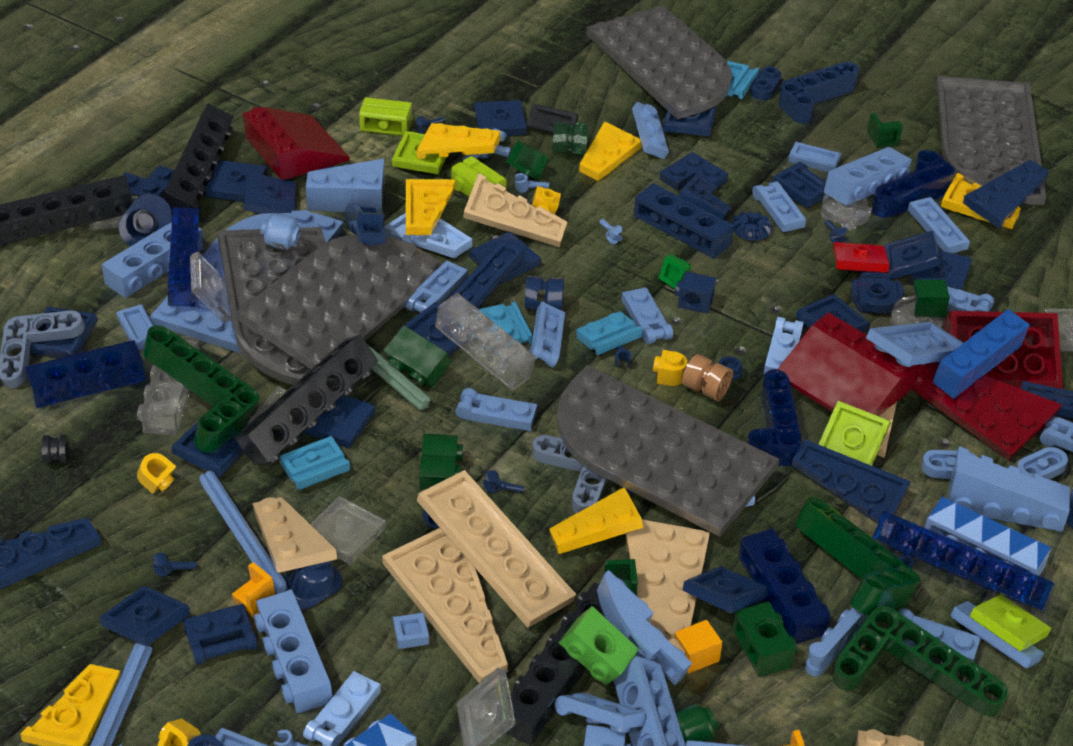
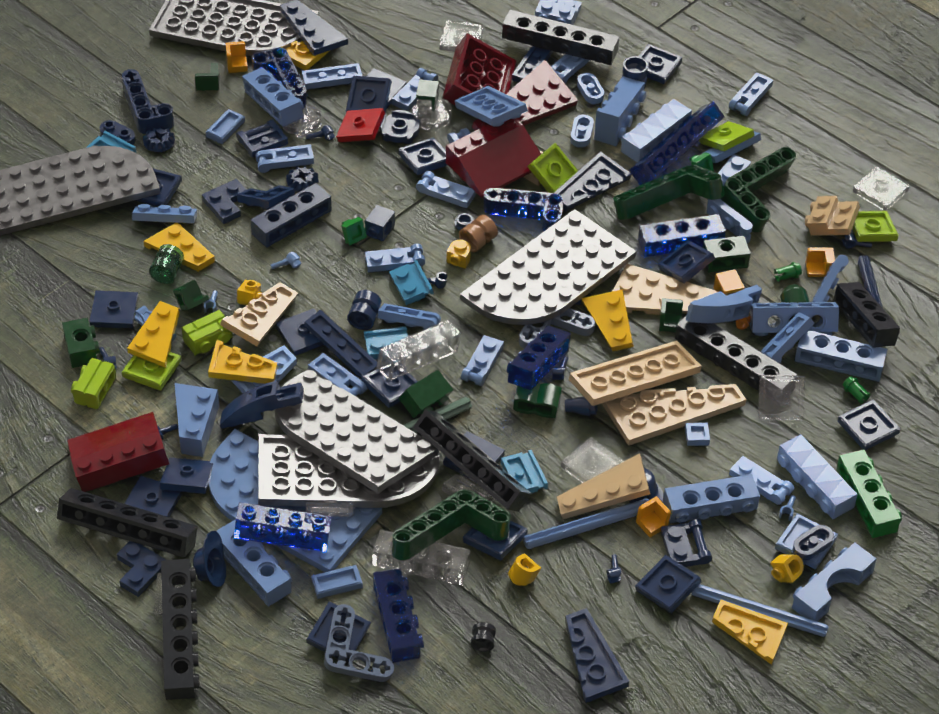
camera: 80 degrees left, 5 degrees up
(281, 231) = (277, 452): medium blue head -> none
(441, 98) = (80, 342): none -> dark green brick
(495, 446) = (538, 357): none -> clear blue brick
(543, 118) = (134, 272): black plate -> none
(614, 648) = (740, 326): bright green brick -> none
(761, 726) = (789, 271): none -> green pin
(769, 112) = (155, 145): none -> dark blue gear
(927, 138) = (236, 57): none -> light orange panel
(935, 598) = (703, 160): none -> green tile
(980, 353) = (502, 76): blue brick -> none

